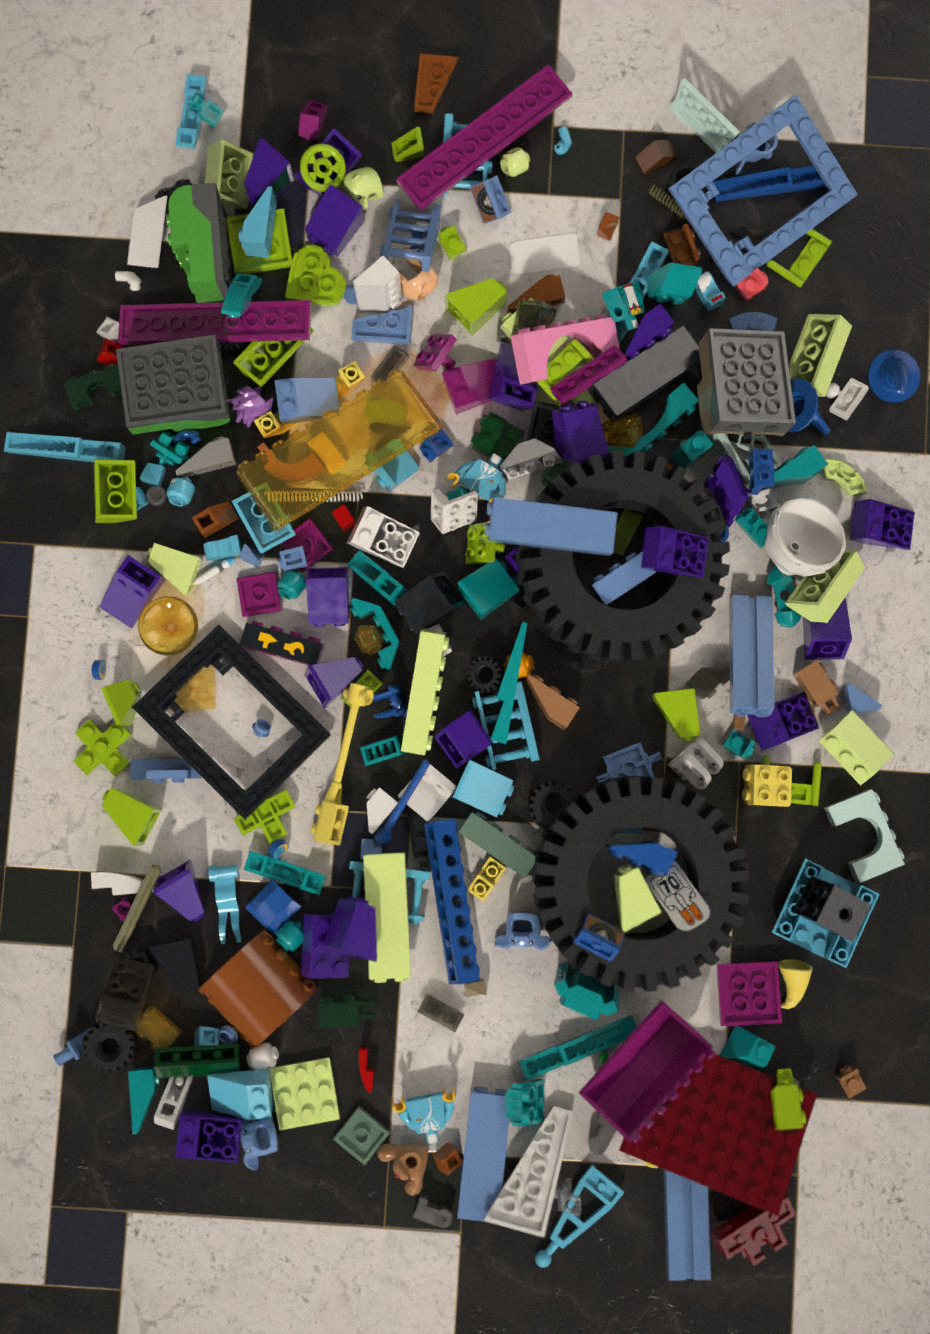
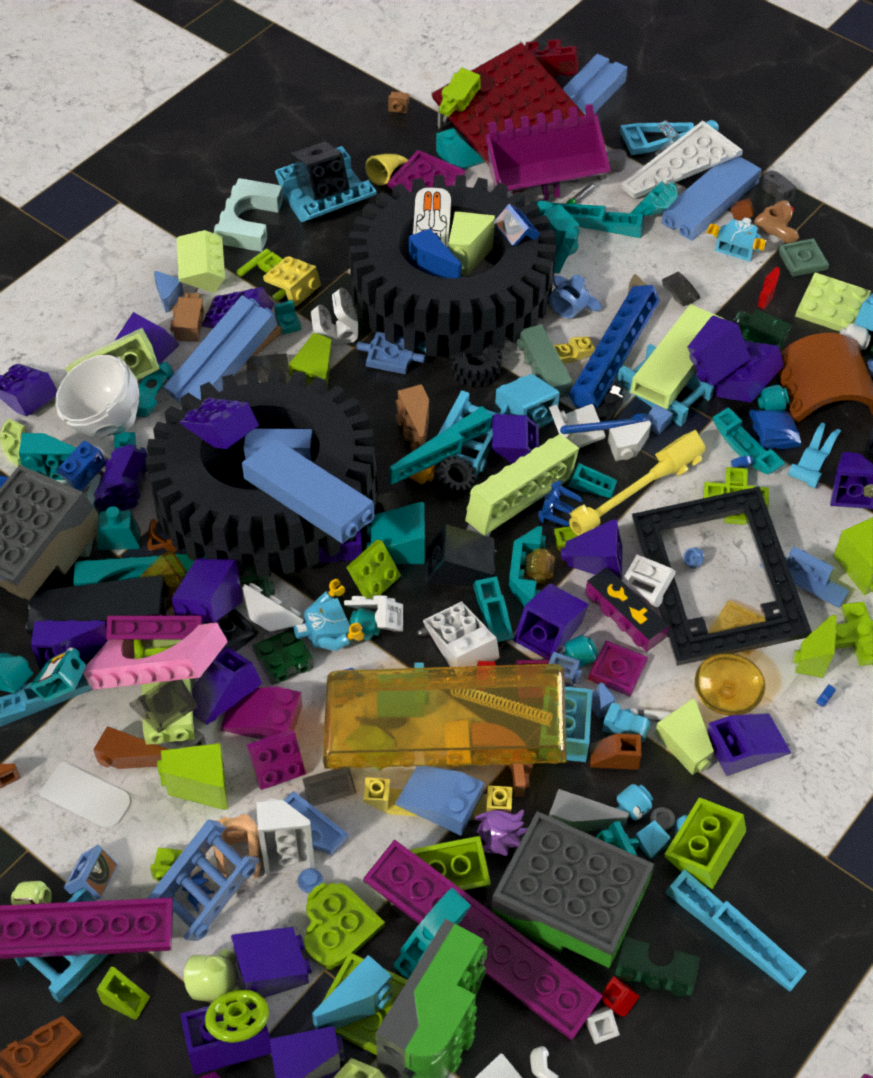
camera: 145 degrees left, 30 degrees down
(279, 681) = (650, 574): none -> white plate

